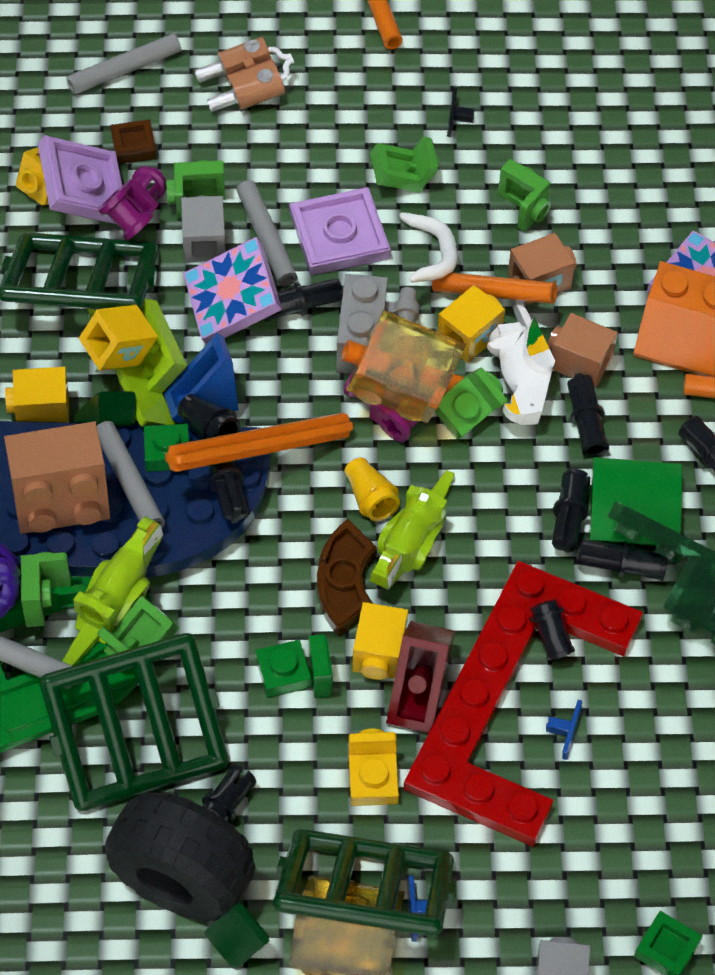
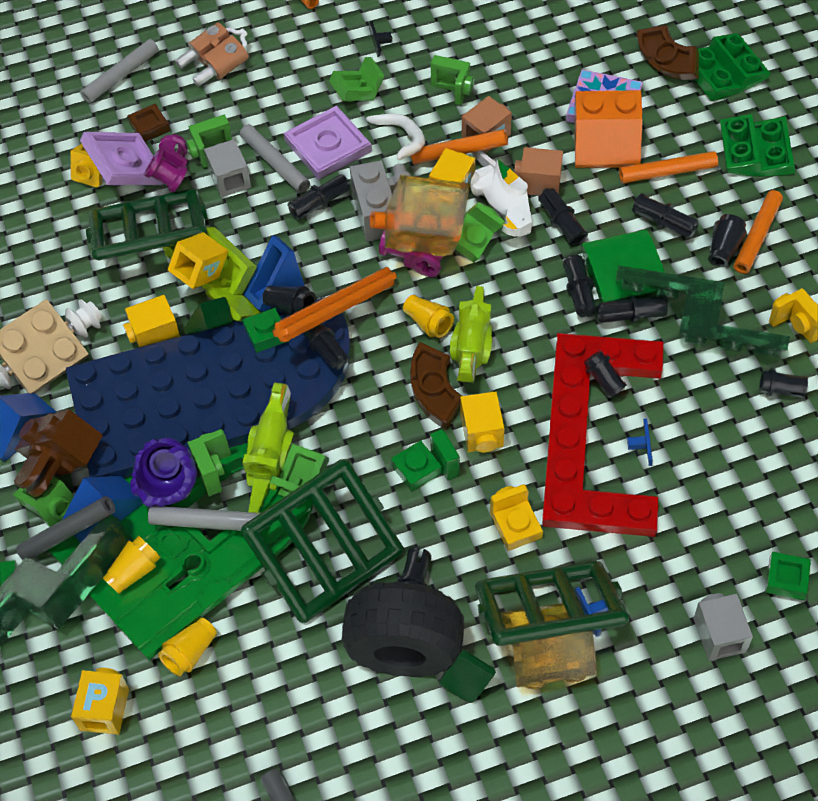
camera: 15 degrees left, 0 degrees up
(58, 477) = (195, 374): nougat brick -> none
(127, 473) = (243, 357): light grey piece -> none
(232, 290) = (267, 205): tile -> none
(420, 676) = (523, 438): dark red slope -> none

